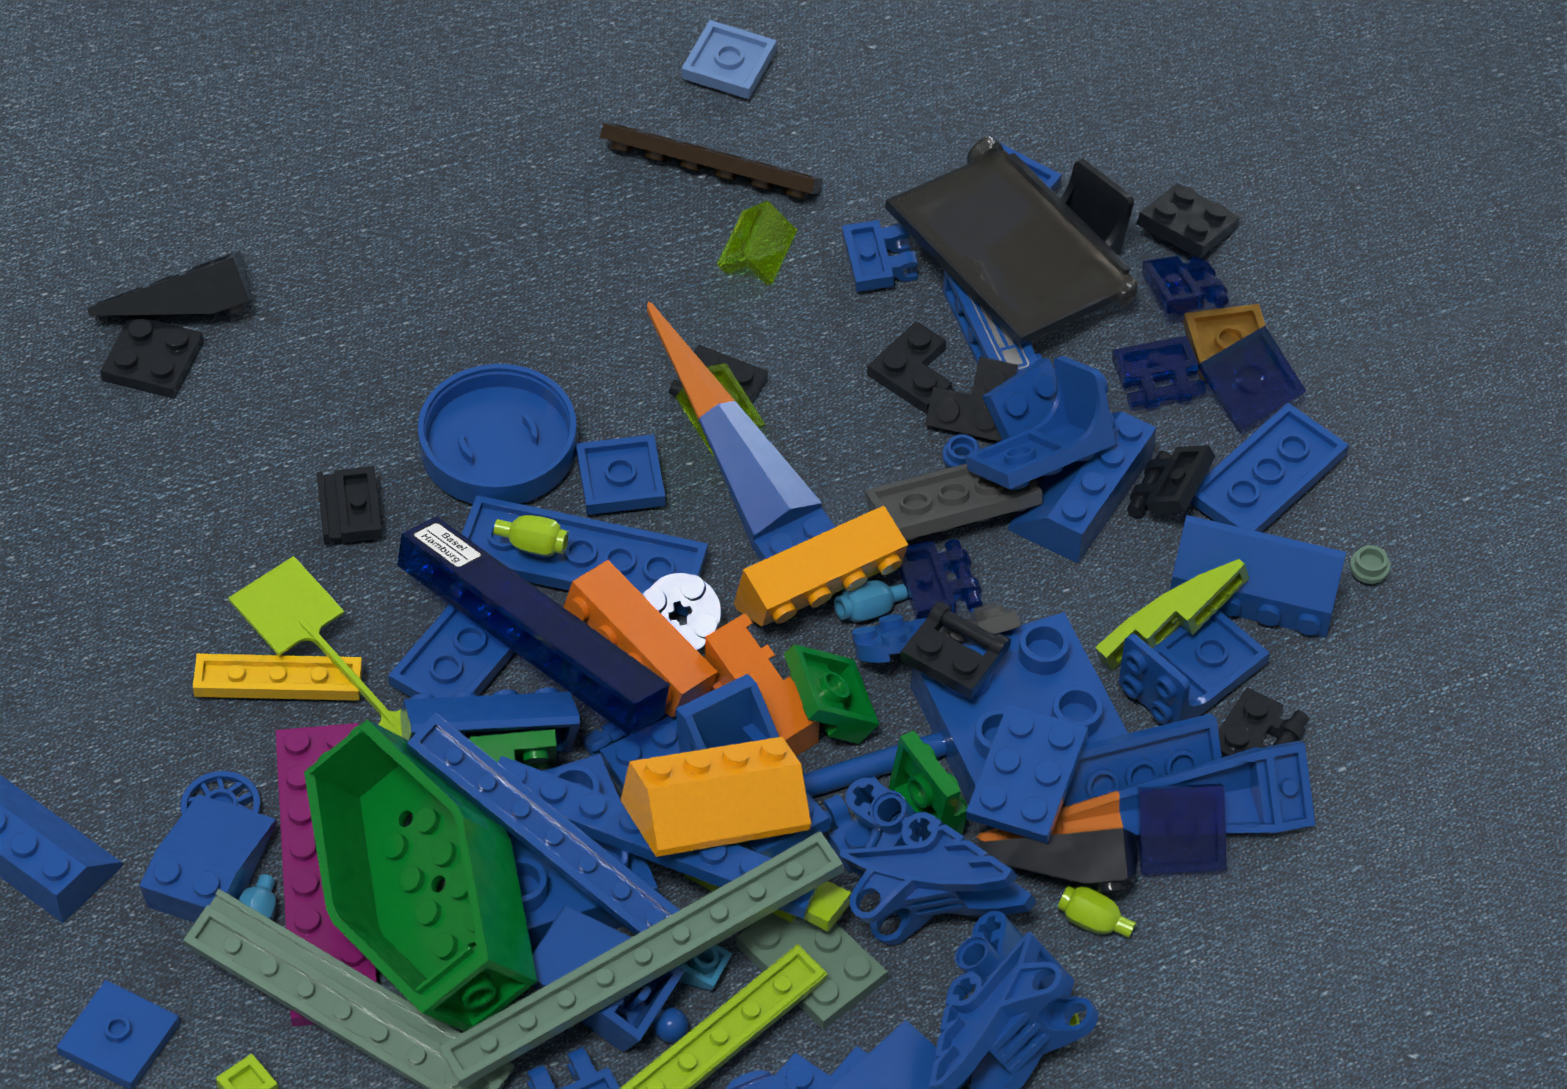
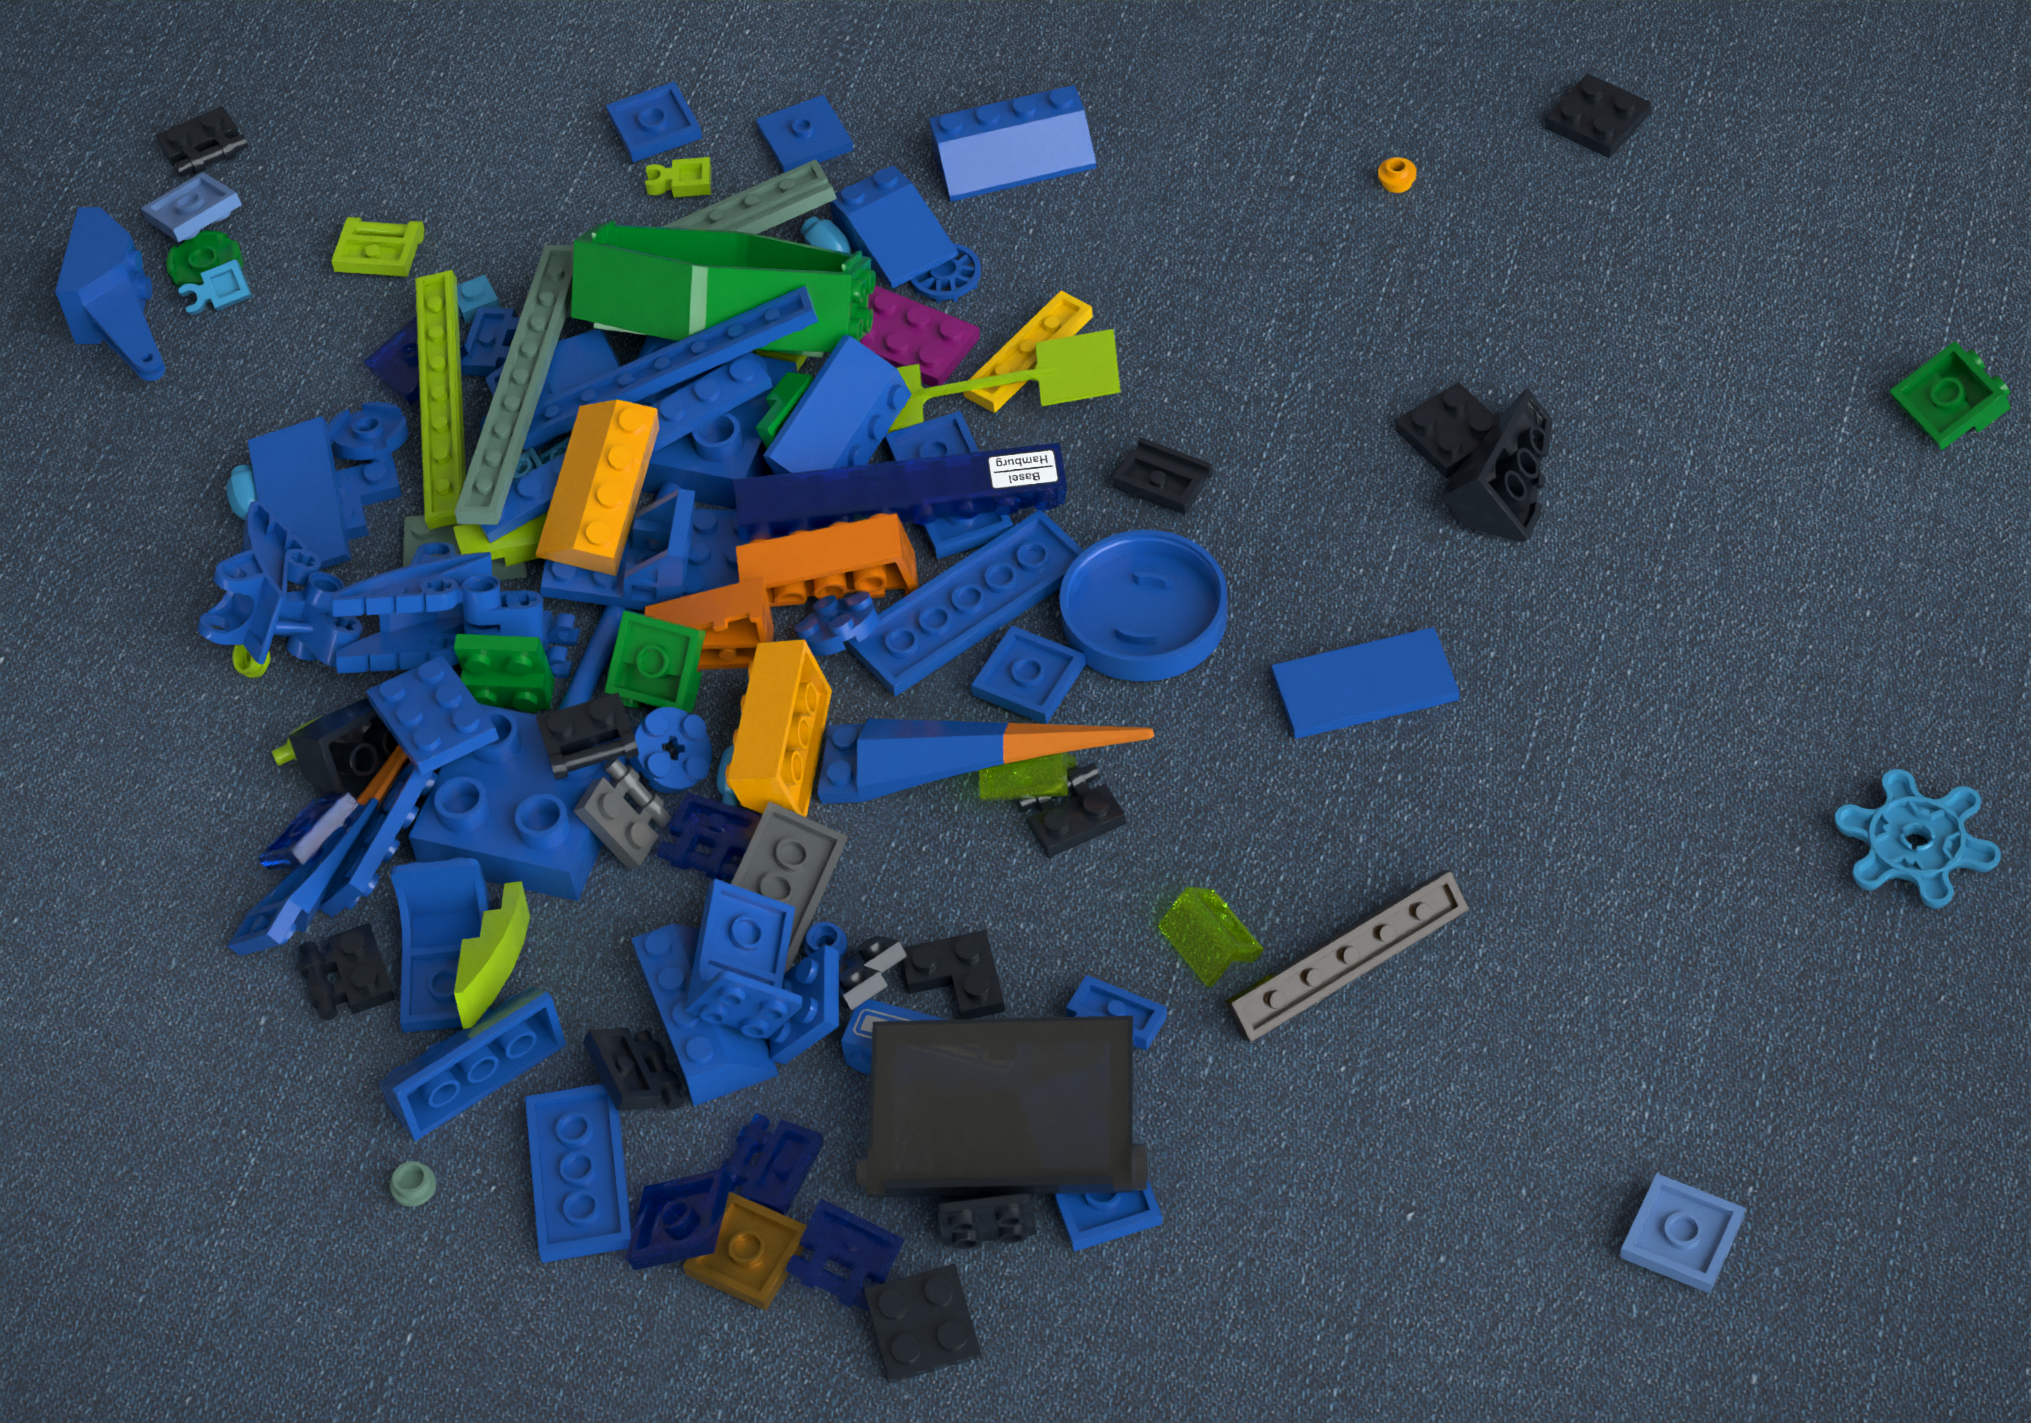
camera: 135 degrees right, 0 degrees up
(456, 279) = (1364, 682): none -> blue tile
(534, 535) = (998, 555): lime plant -> none
(729, 59) = (1477, 1055): medium blue plate -> none

